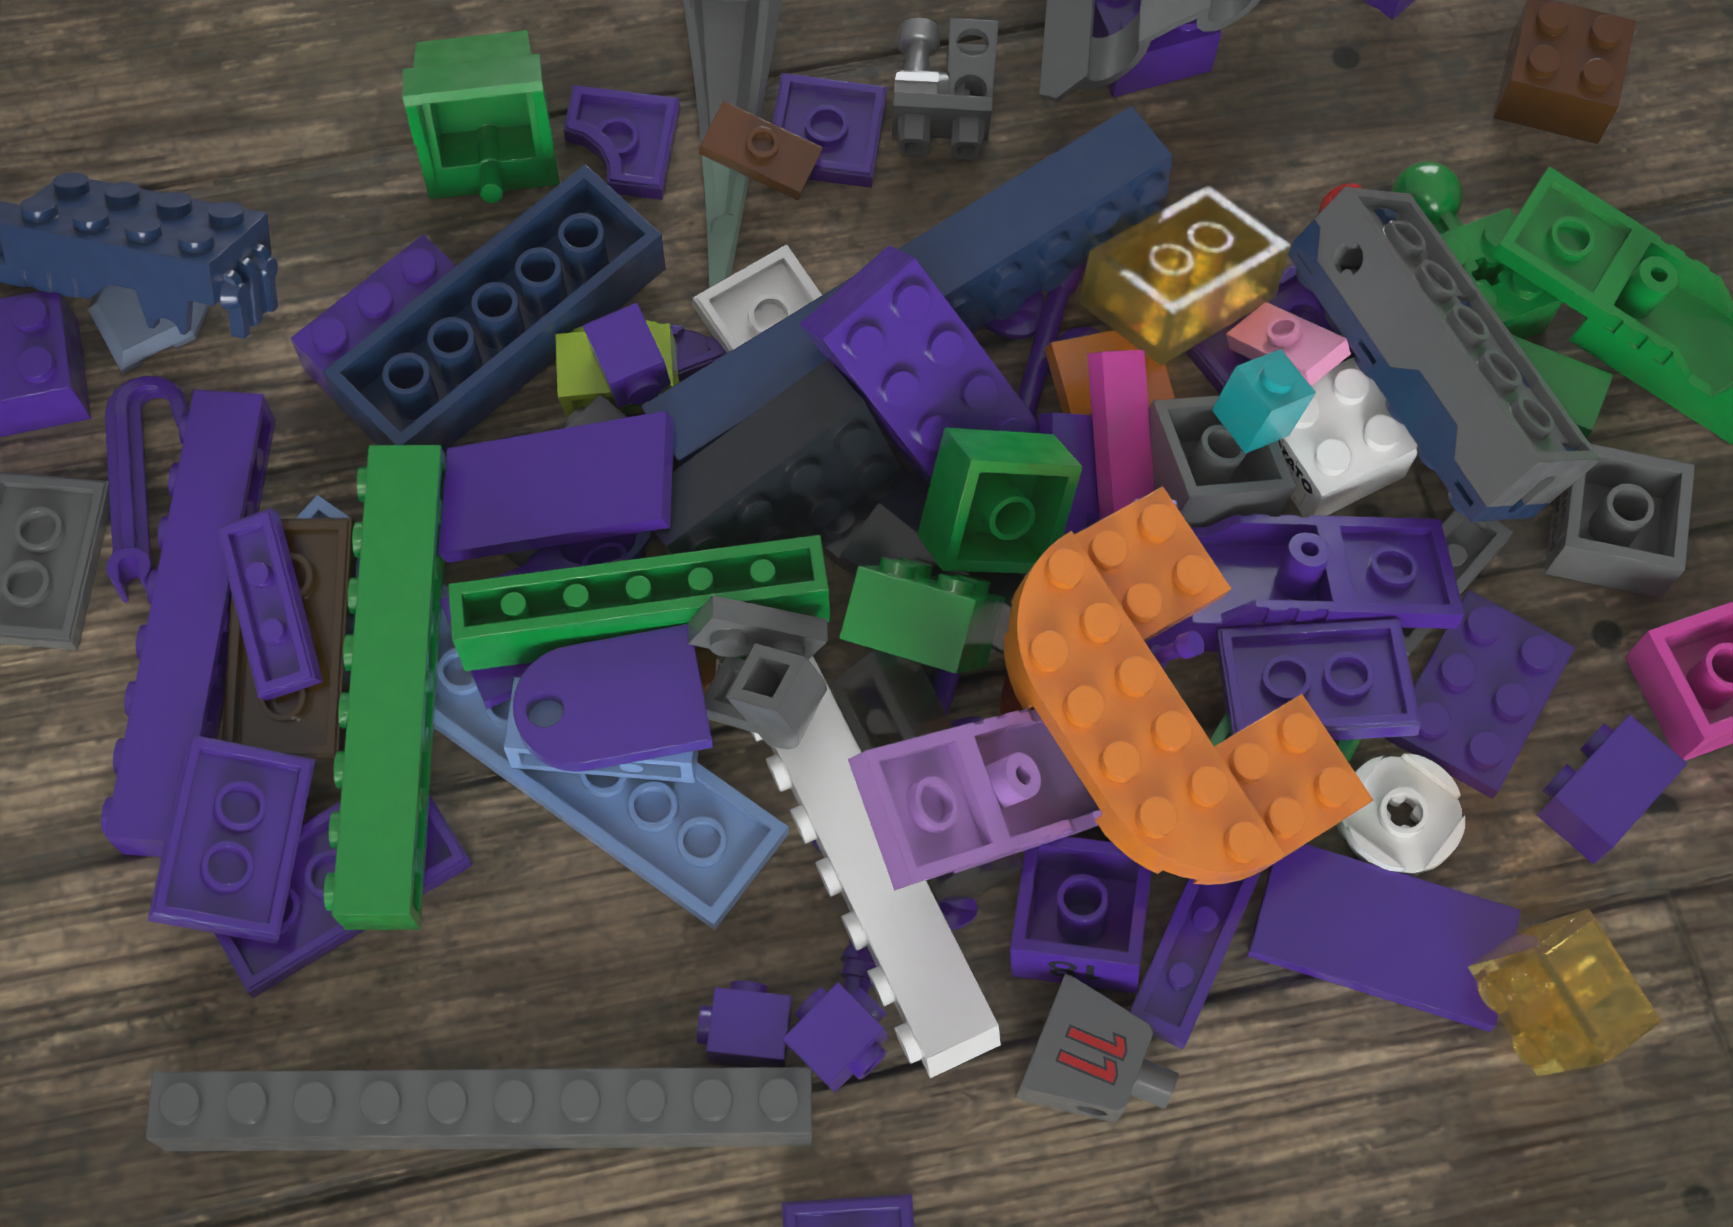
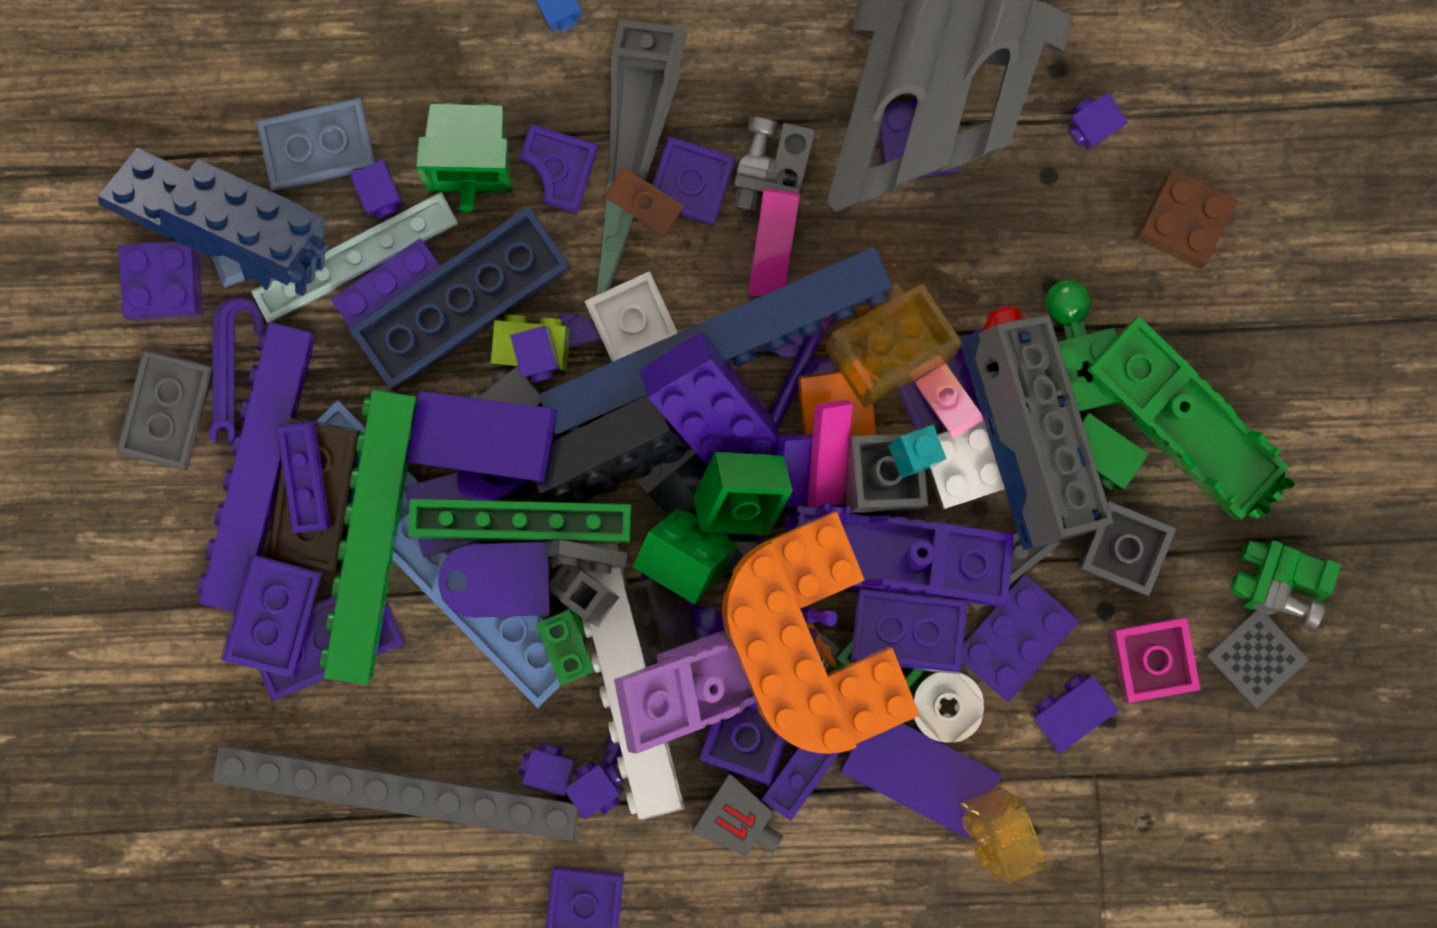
camera: 15 degrees right, 20 degrees up
(234, 362) = (360, 255): none -> light aqua tile
(256, 153) = (315, 144): none -> sand blue tile
(350, 195) = (377, 190): none -> dark purple brick
(748, 787) = (564, 645): none -> green hips
(966, 150) = (773, 241): none -> dark pink tile

